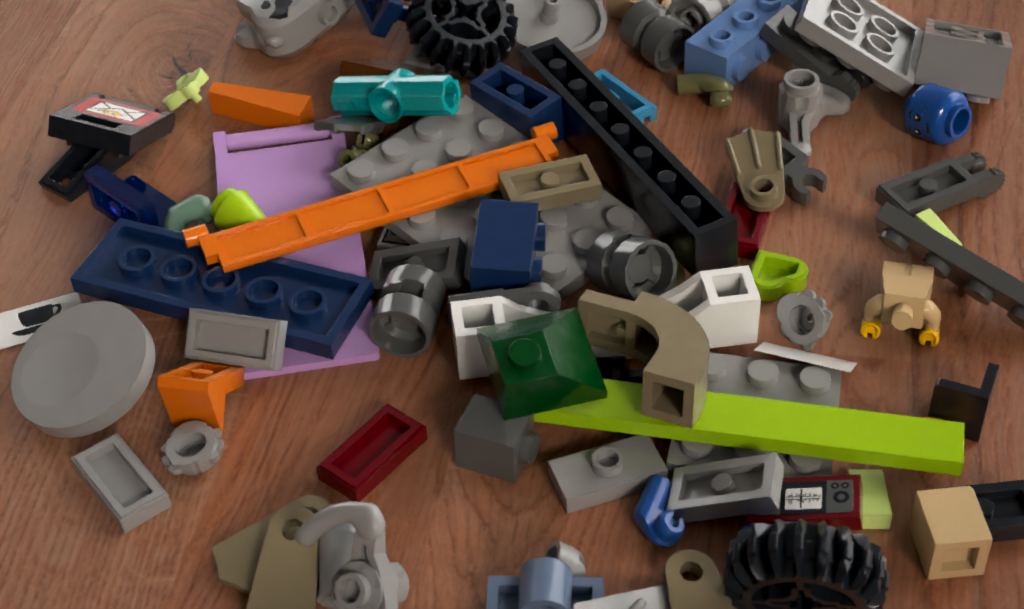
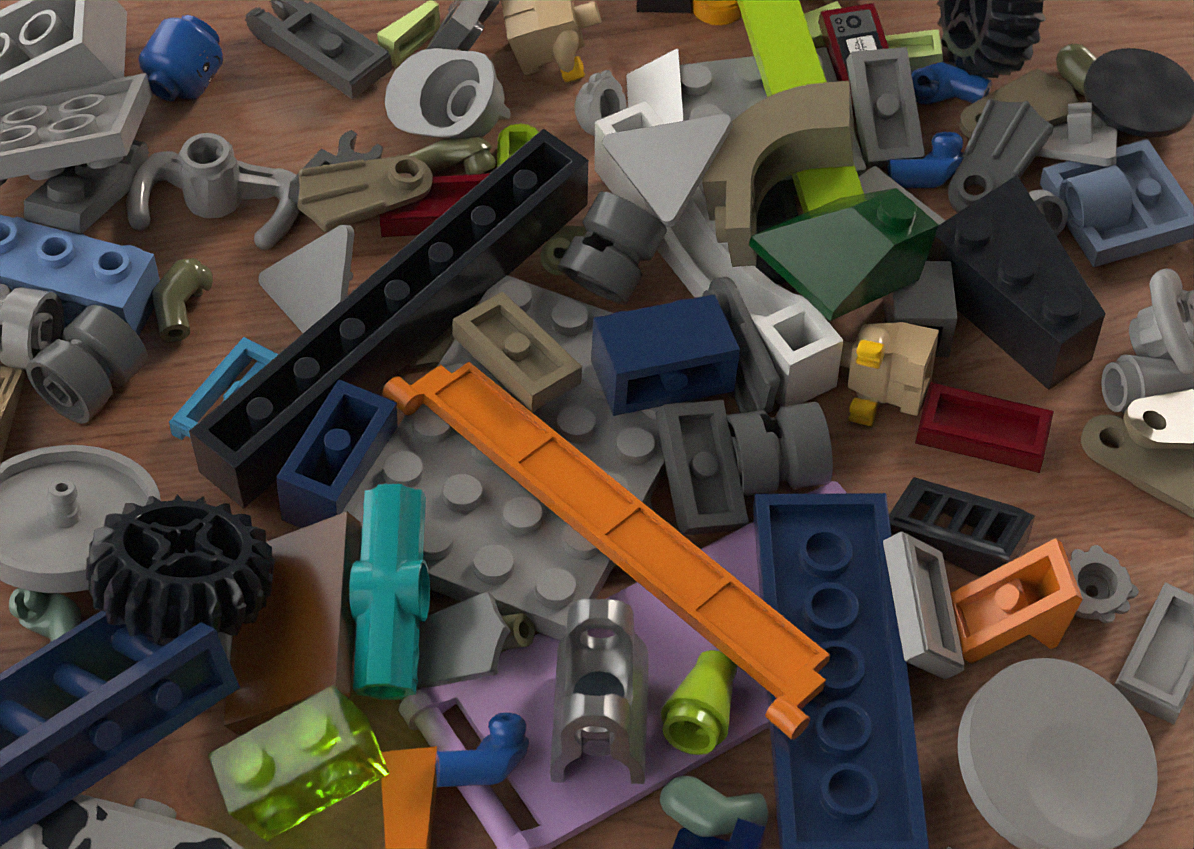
camera: 115 degrees left, 10 degrees up
(261, 165) = (600, 689): none -> flat silver piece
(272, 418) = (987, 516): none -> black slope
(273, 130) = (491, 760): none -> blue arm
(315, 56) = (298, 764): none -> clear neon green brick
(444, 395) = (889, 366): none -> tan piece
(482, 502) = (1020, 283): none -> black wedge
(642, 560) = (999, 149): none -> dark grey piece
(675, 282) = (669, 160): none -> light grey piece
(684, 133) = (312, 278): none -> light grey piece
(789, 234) = (451, 152): none -> olive arm
(833, 236) = (446, 94): none -> light grey piece

